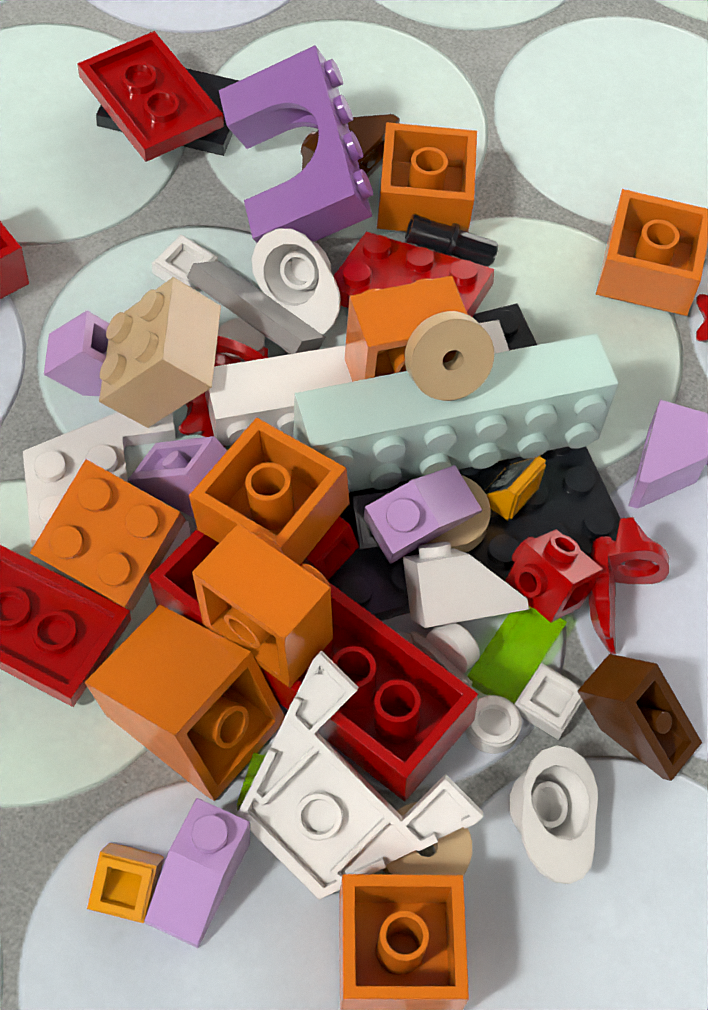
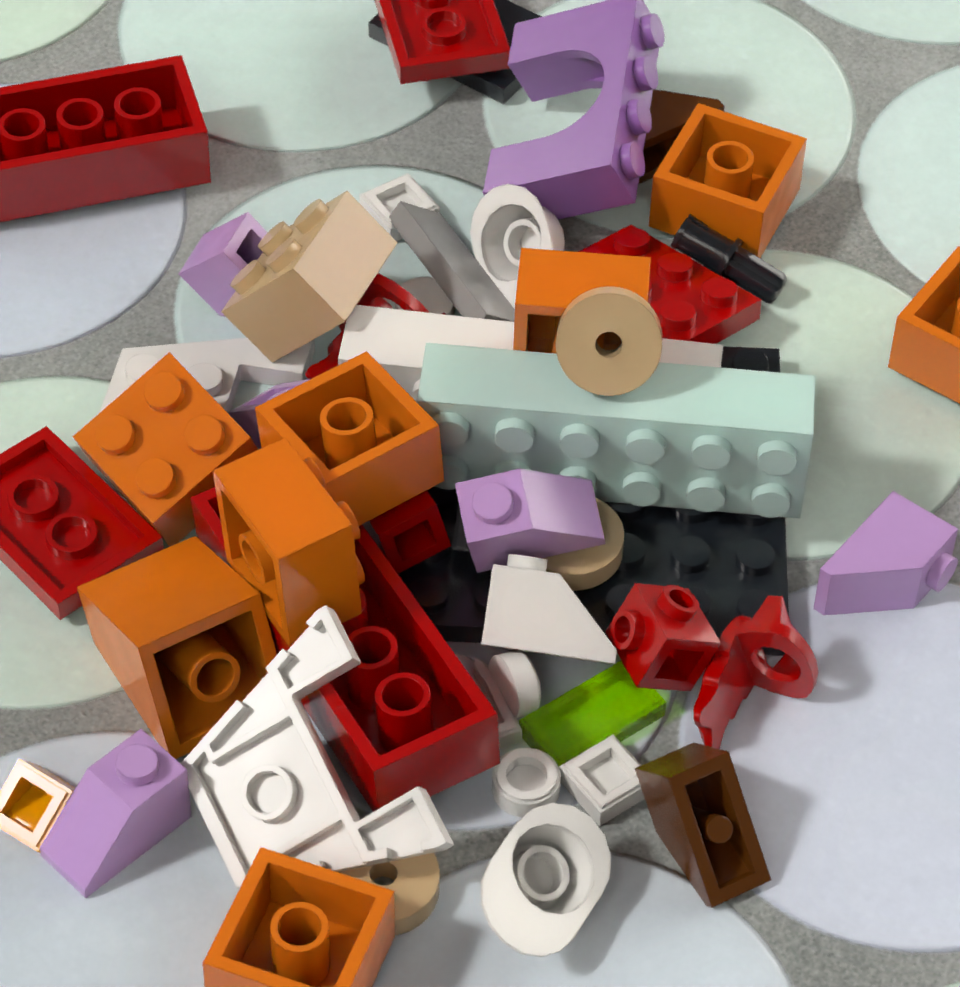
camera: 25 degrees right, 10 degrees down
(515, 486) = (666, 536): light orange slope -> none

